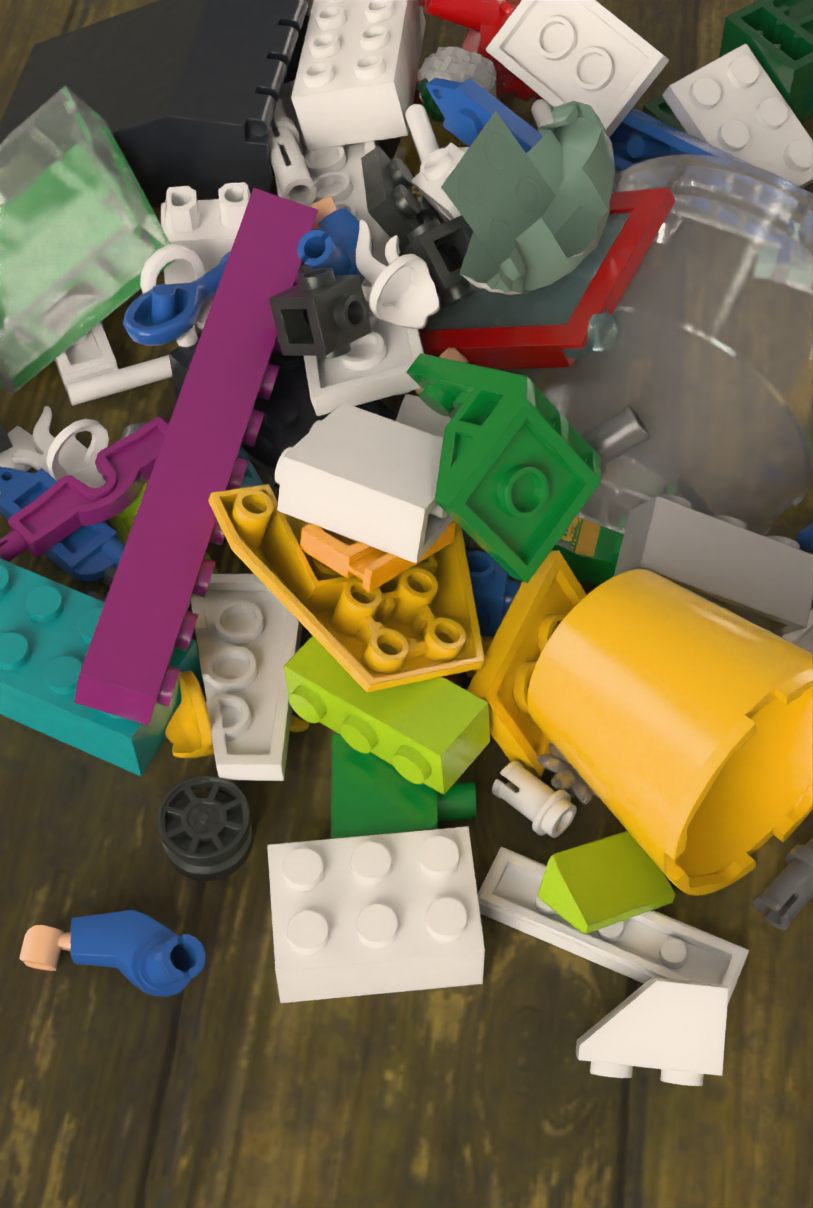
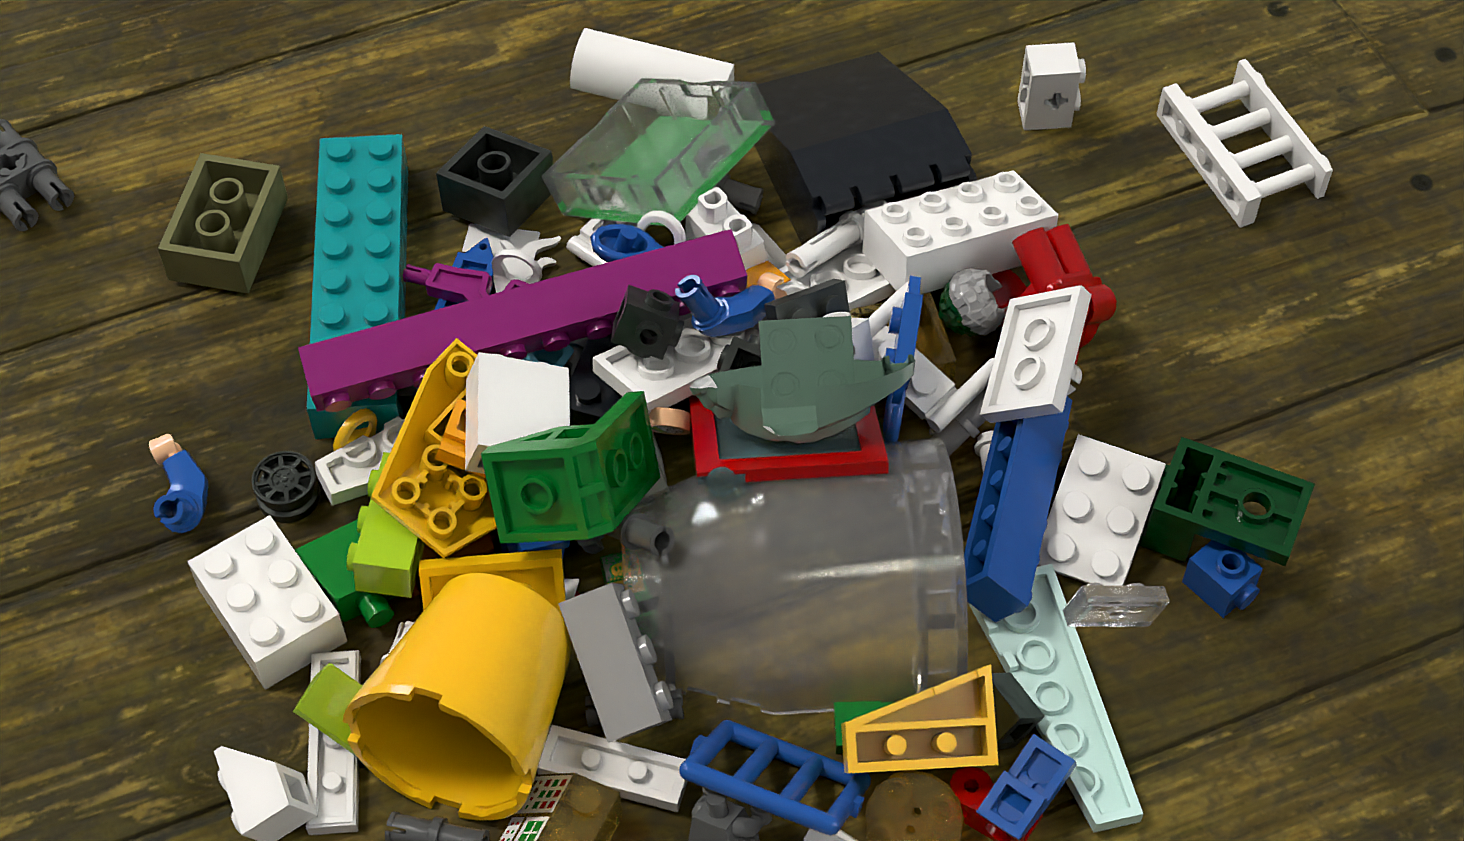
camera: 60 degrees right, 0 degrees up
(399, 291) = (700, 351): white piece -> none

